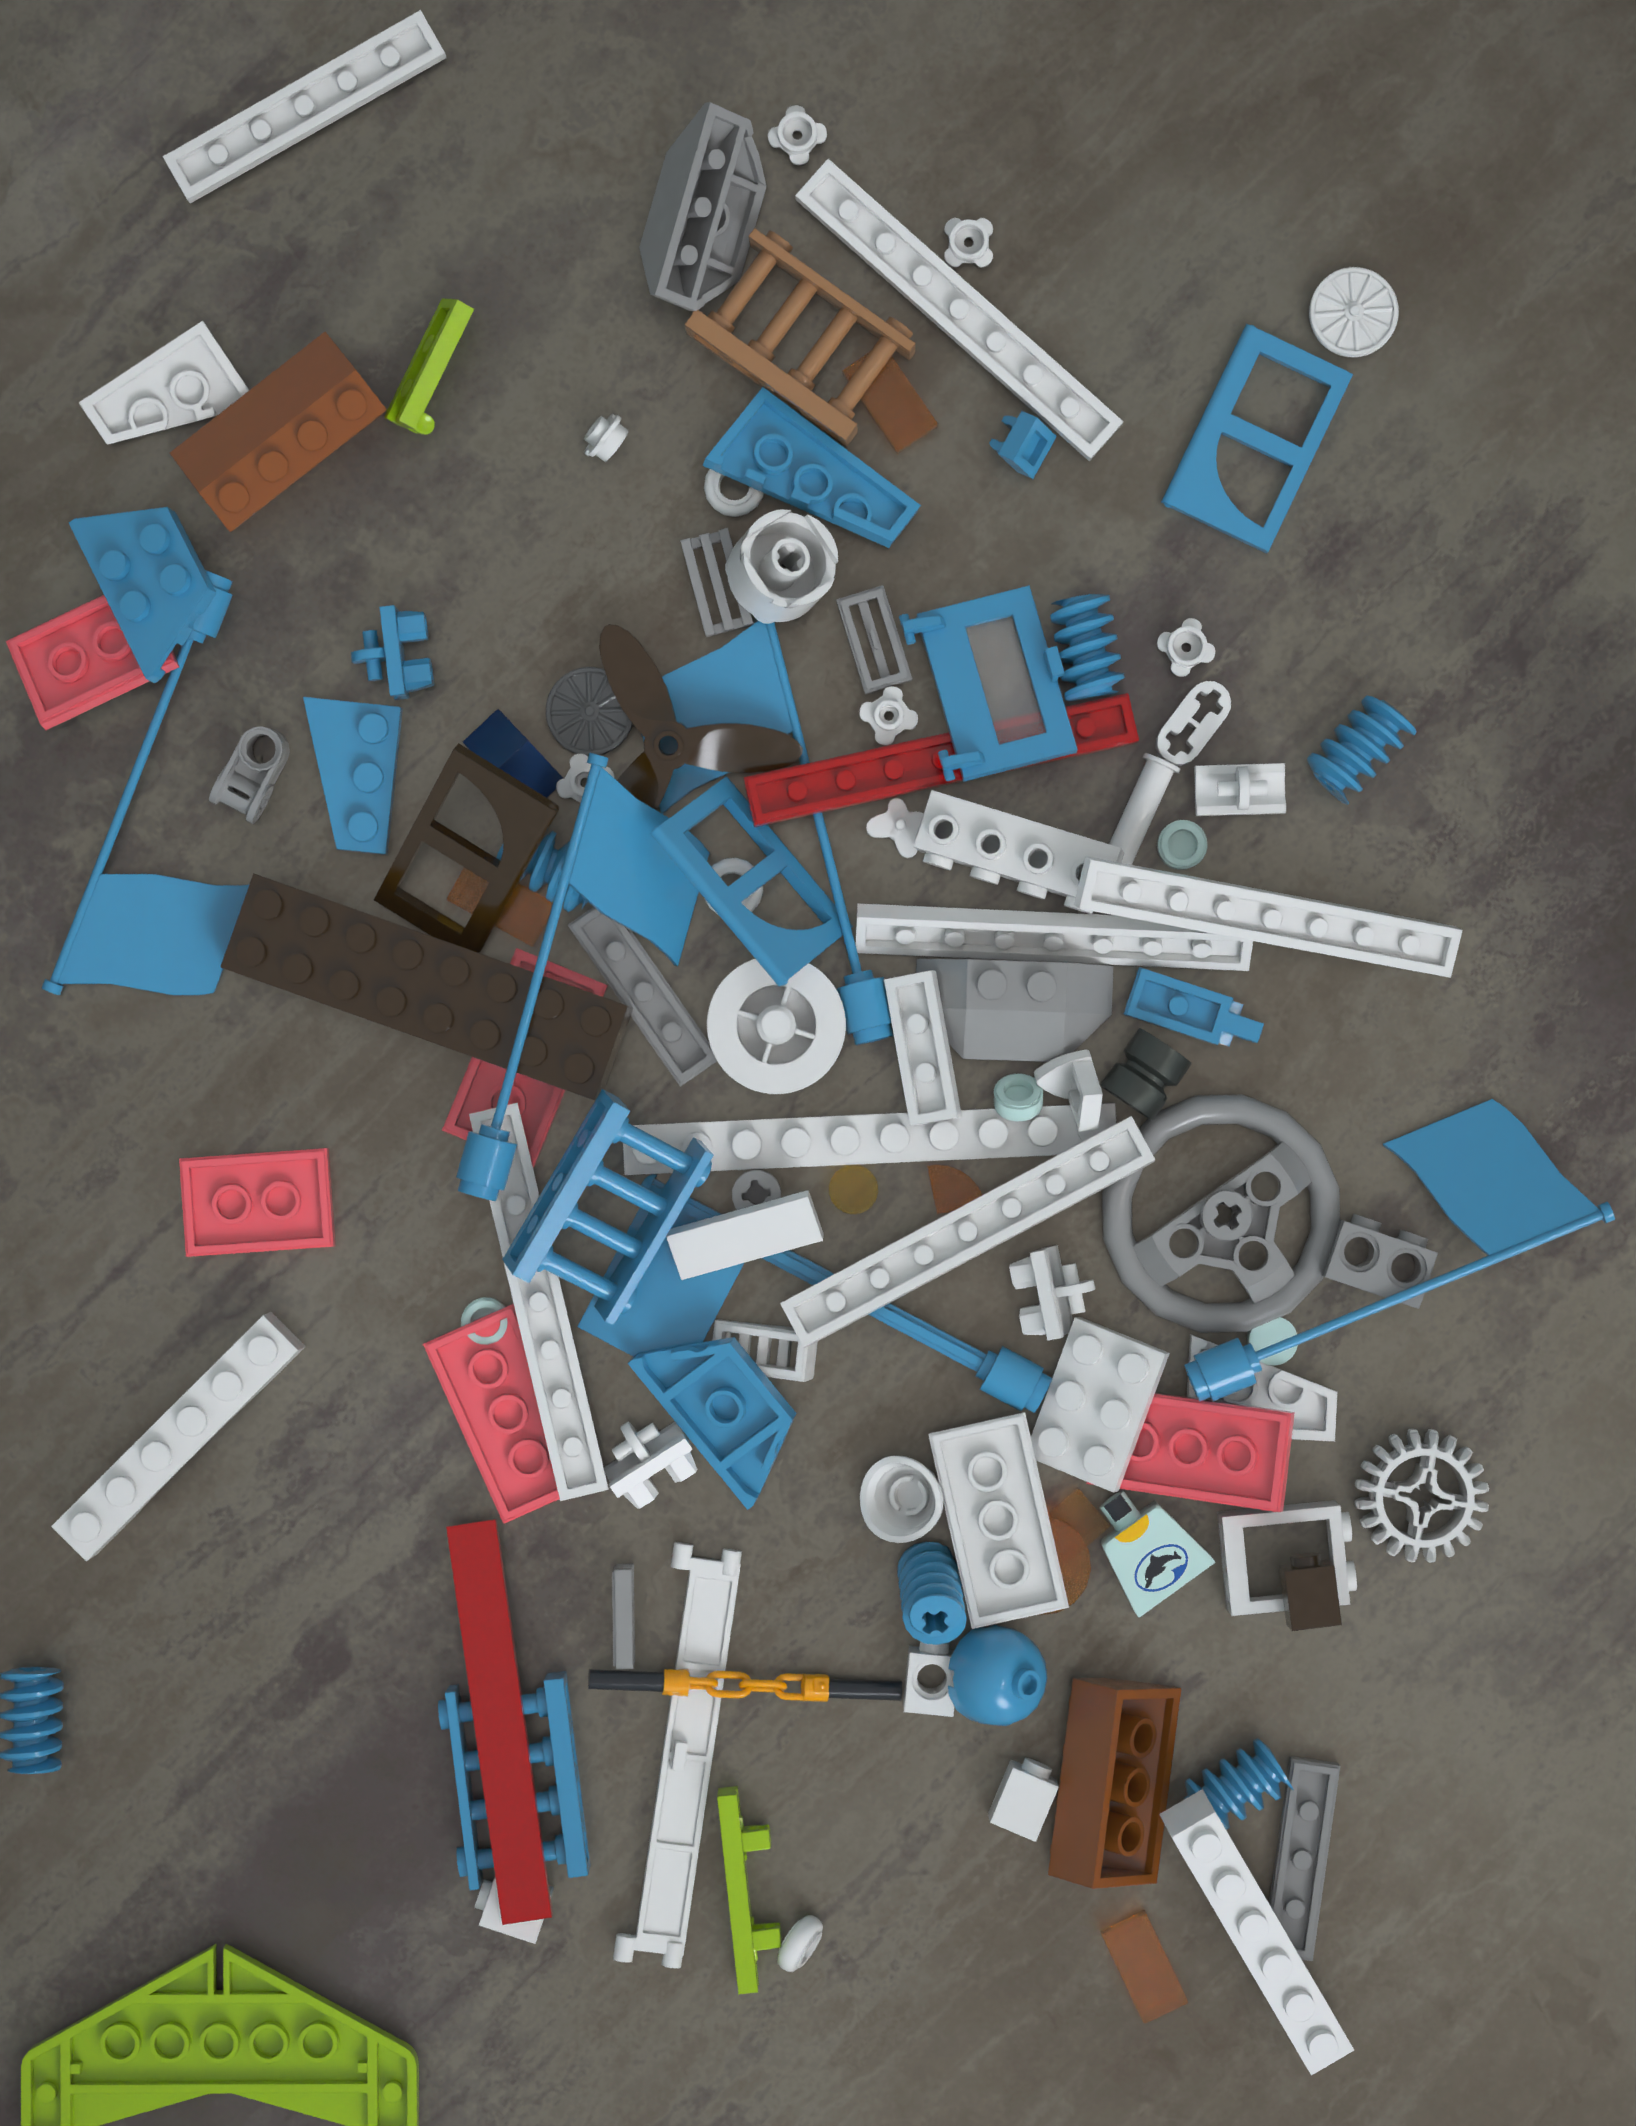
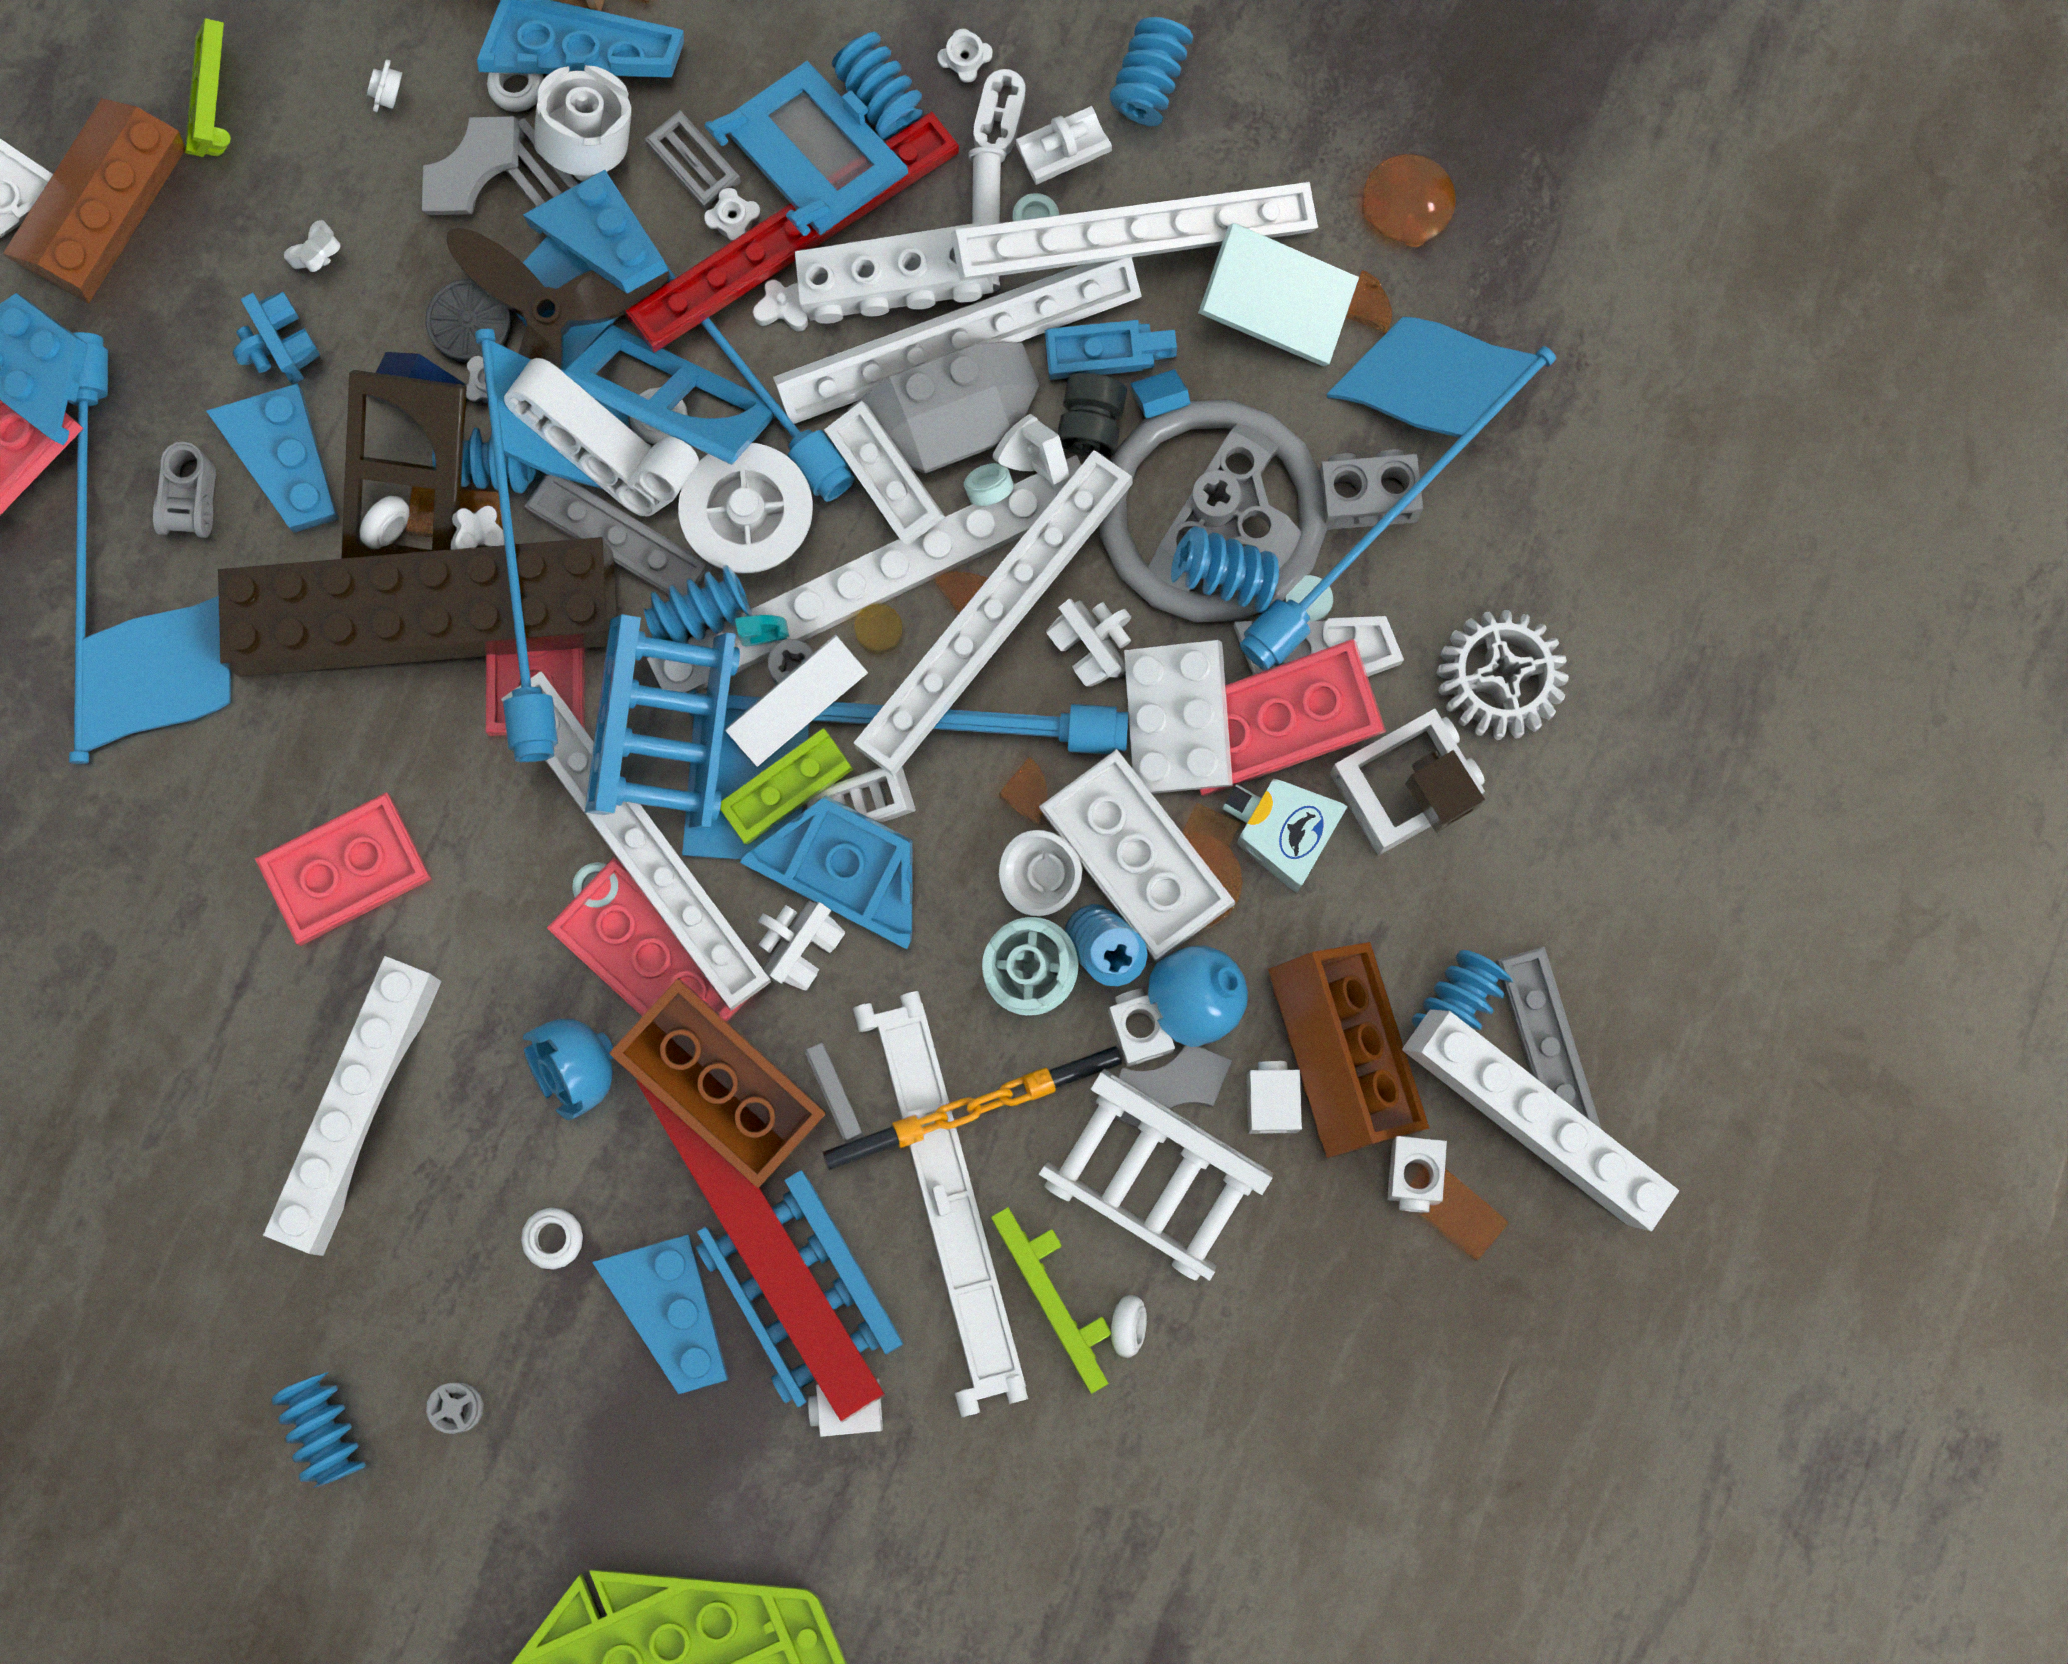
camera: 30 degrees left, 10 degrees down
(157, 1757) = (446, 1412): none -> light grey wheel
(307, 1653) = (531, 1232): none -> white piece
(390, 1742) = (669, 1309): none -> dark azure wing
(394, 1485) = (570, 1063): none -> dark azure cylinder
(428, 886) = (384, 522): none -> white piece
(472, 576) = (315, 250): none -> white piece
(512, 935) = (476, 529): none -> white piece
(521, 1566) = (718, 1082): none -> dark orange slope
(635, 565) = (486, 150): none -> light grey tile
(664, 906) = (598, 442): none -> white beam
(688, 1105) = (697, 608): none -> dark azure piece
(700, 1309) = (785, 786): none -> lime hinge
(741, 1153) = (761, 629): none -> teal tile
(754, 687) = (602, 231): none -> dark azure wing
(853, 1583) = (1030, 966): none -> light aqua cone
(908, 1778) = (1198, 1152): none -> white fence
(911, 1740) = (1188, 1079): none -> light grey tile
(925, 1407) = (1026, 791): none -> clear orange tile
(1127, 1904) = (1430, 1155): none -> white brick
(1203, 1292) = (1226, 565): none -> dark azure piece
(1222, 1078) = (1160, 393): none -> dark azure tile
(1379, 1032) = (1278, 294): none -> light aqua tile
(1467, 1072) = (1370, 303): none -> clear orange tile
(1553, 984) = (1409, 199): none -> clear orange dish

